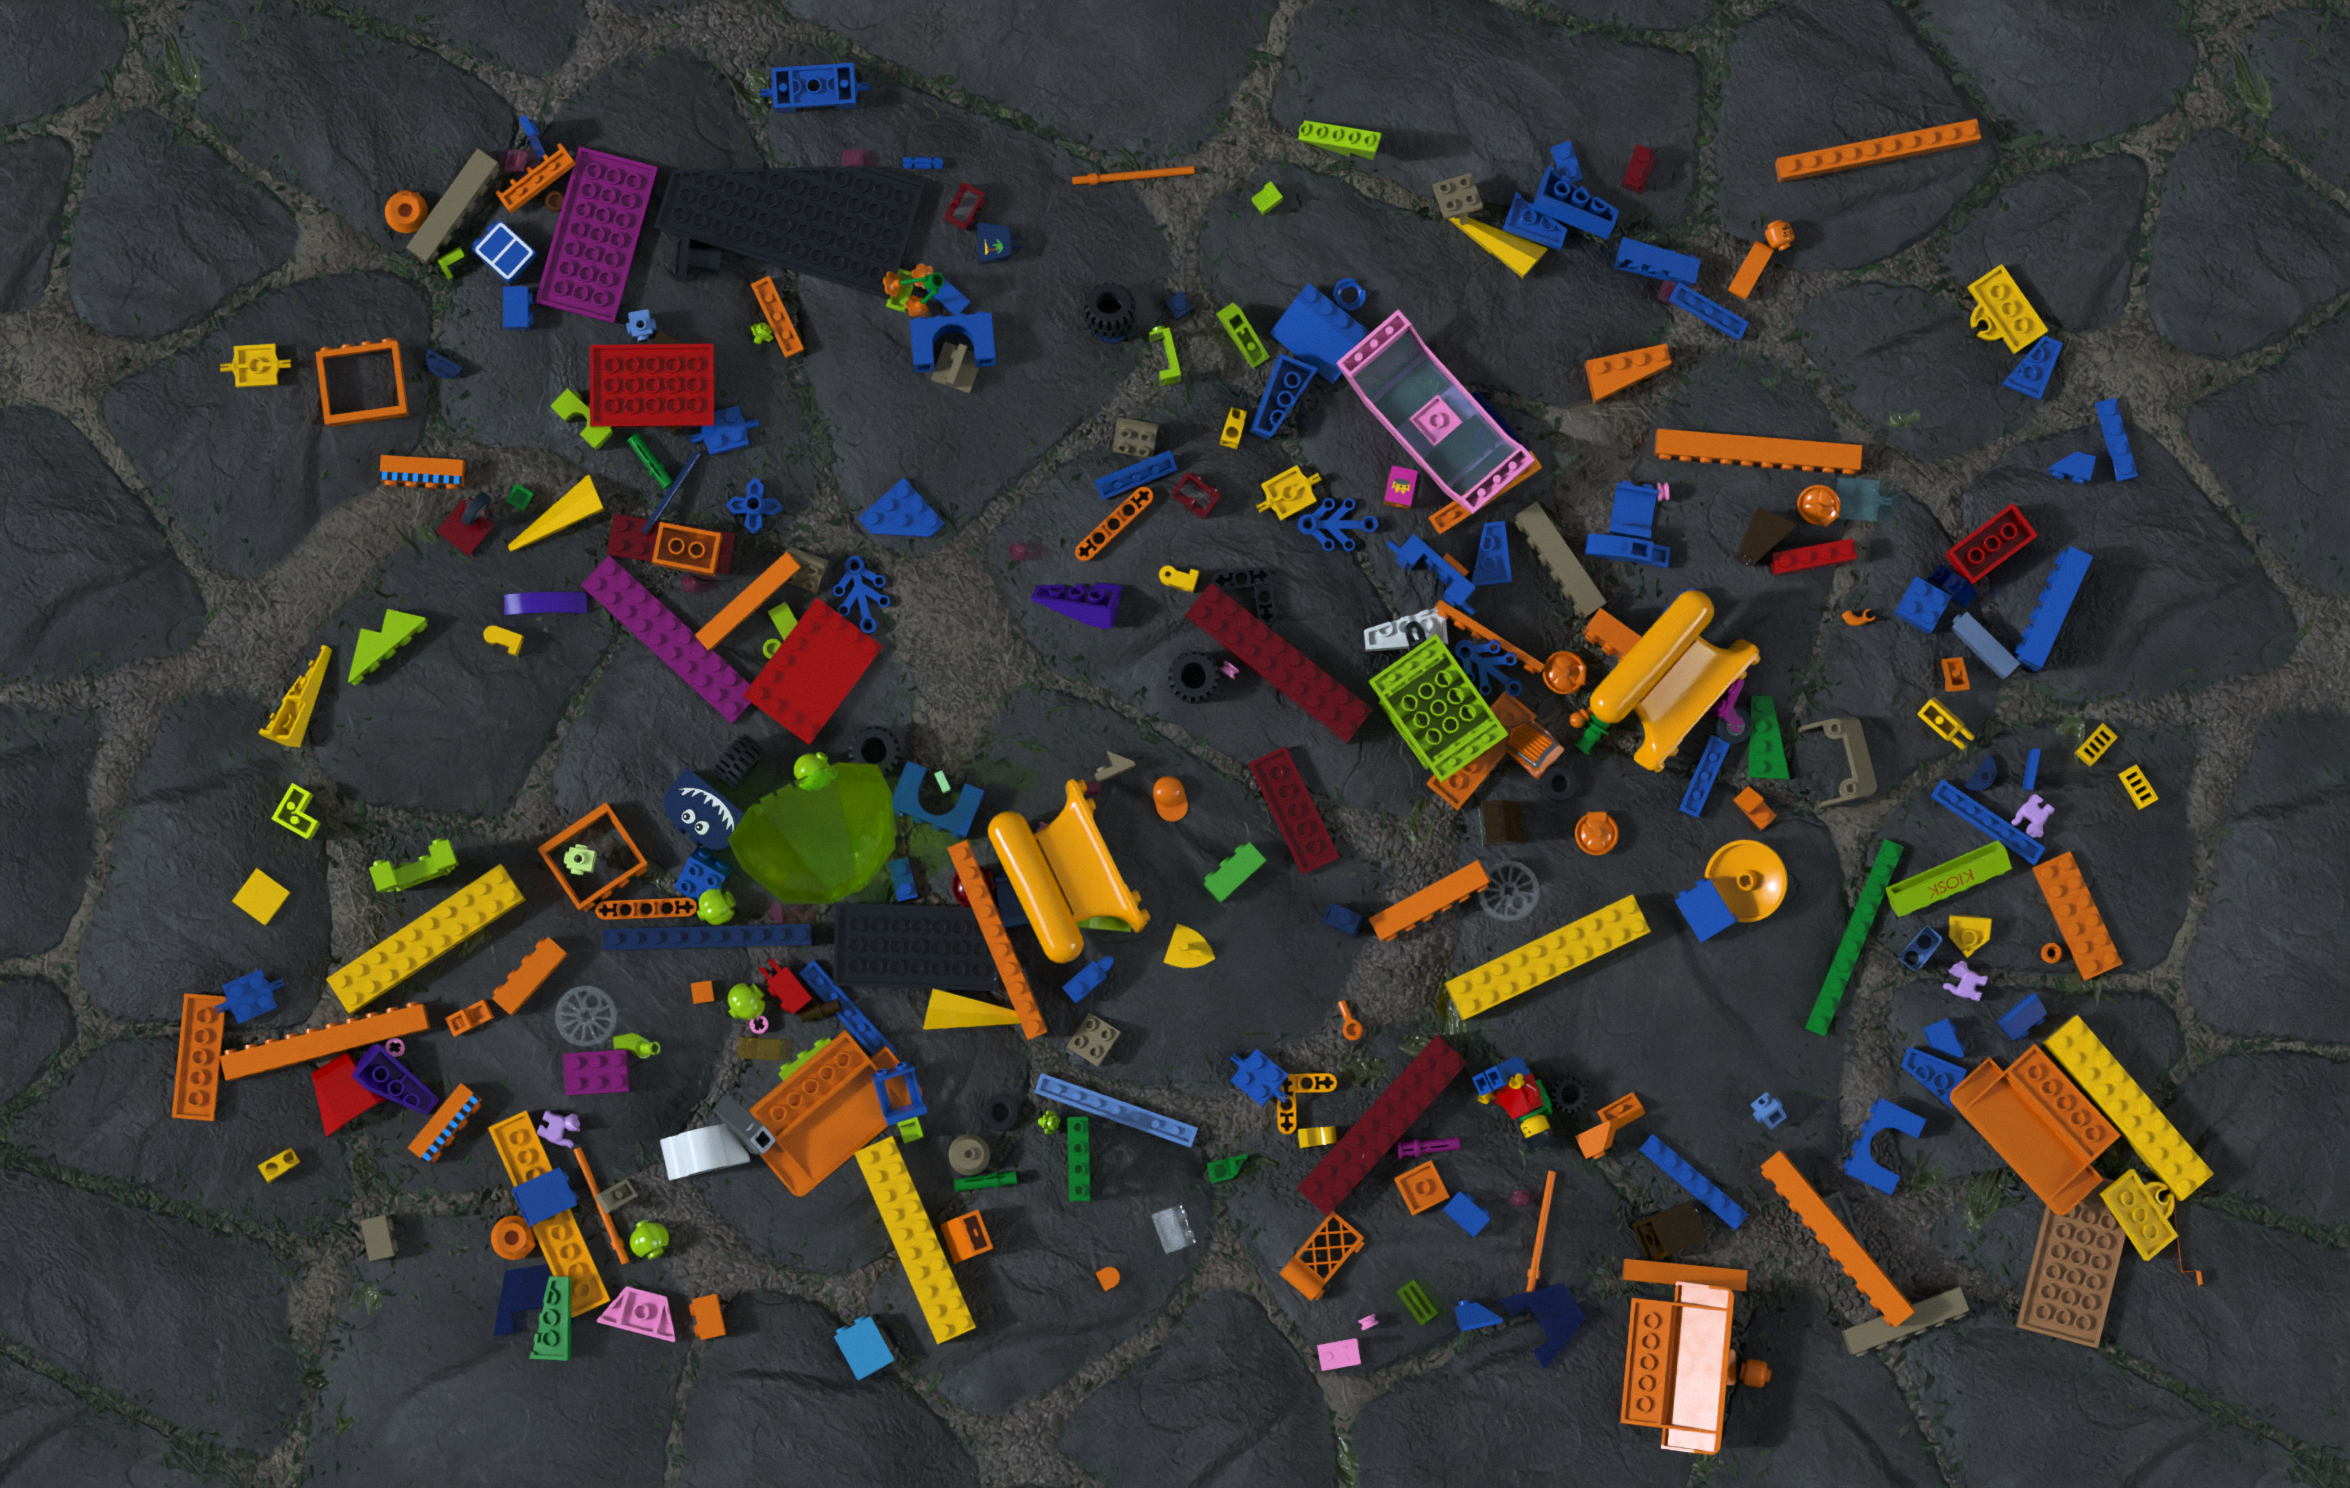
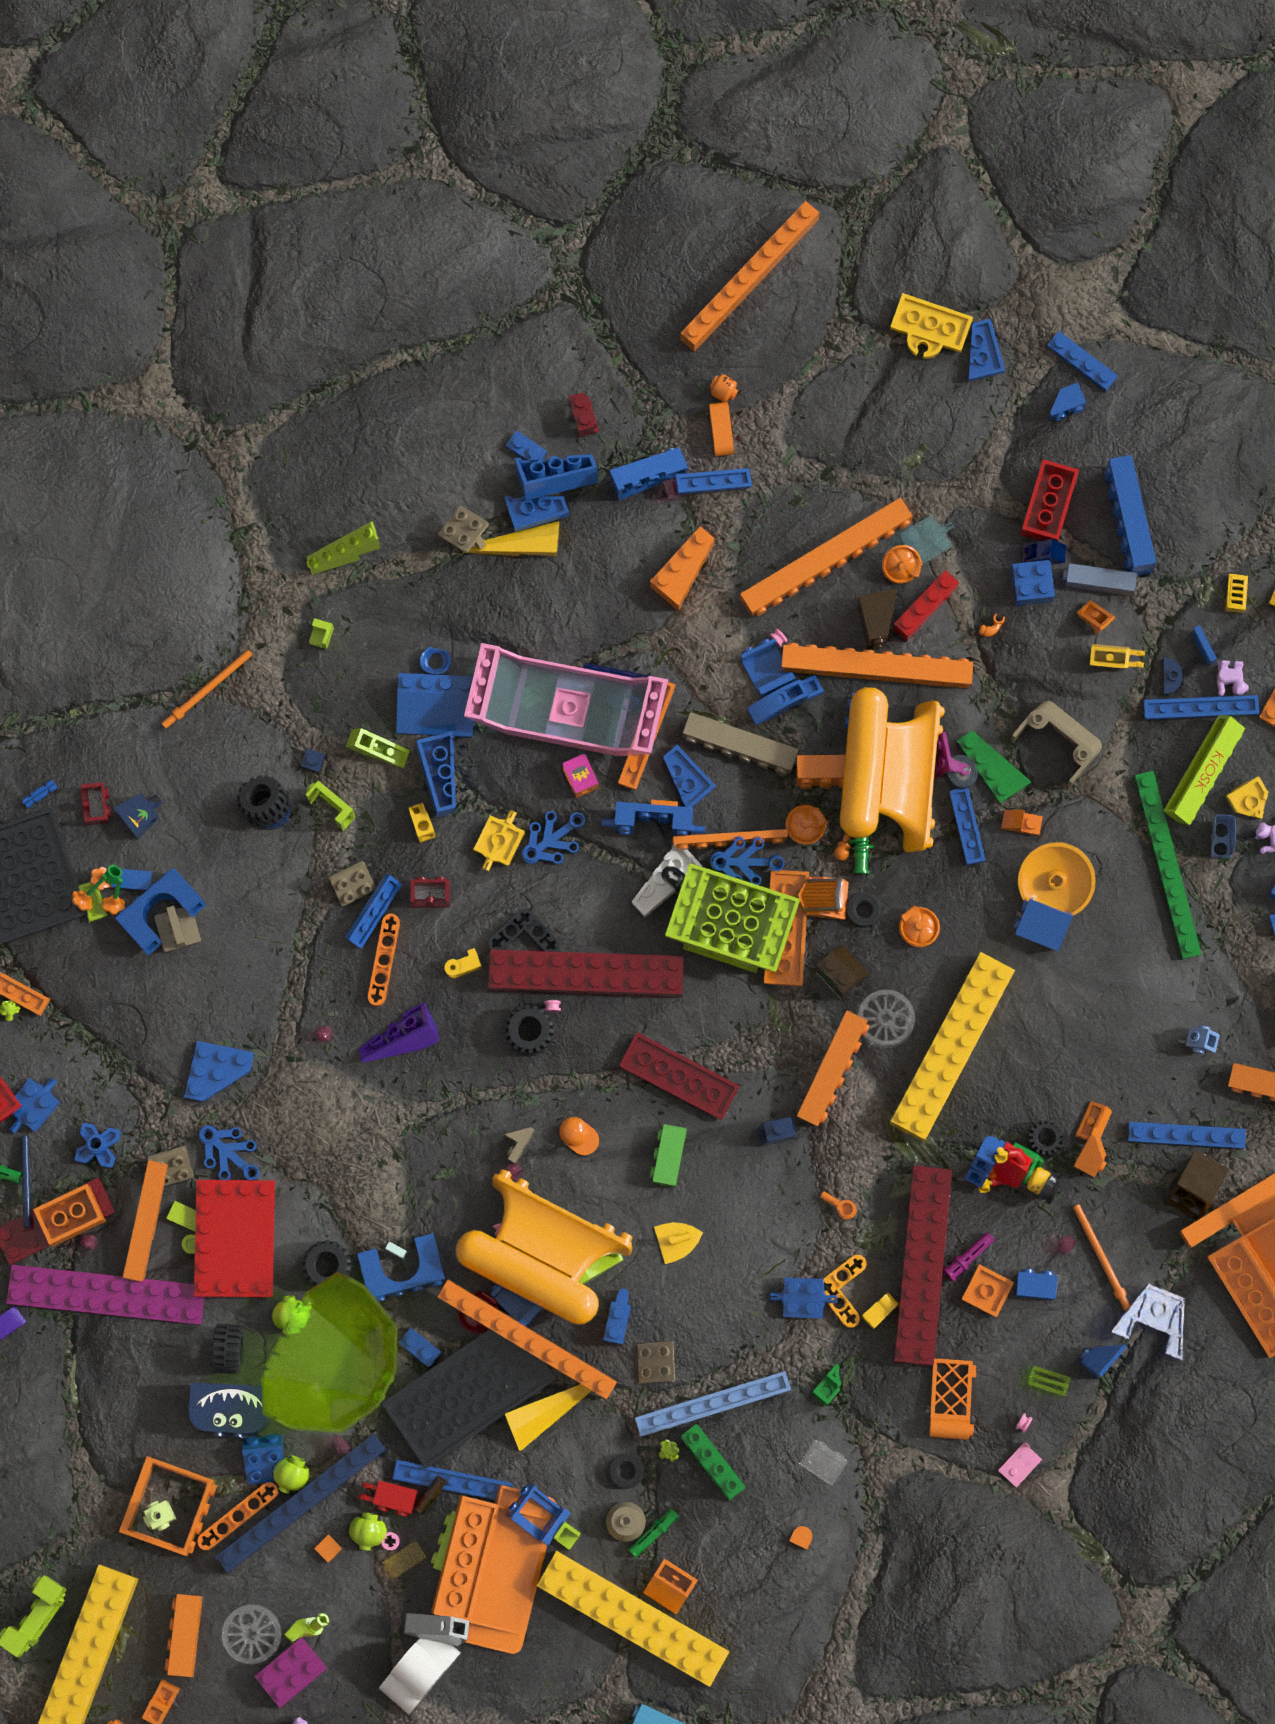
camera: 30 degrees left, 5 degrees down
(1730, 579) = (877, 666): none -> orange brick

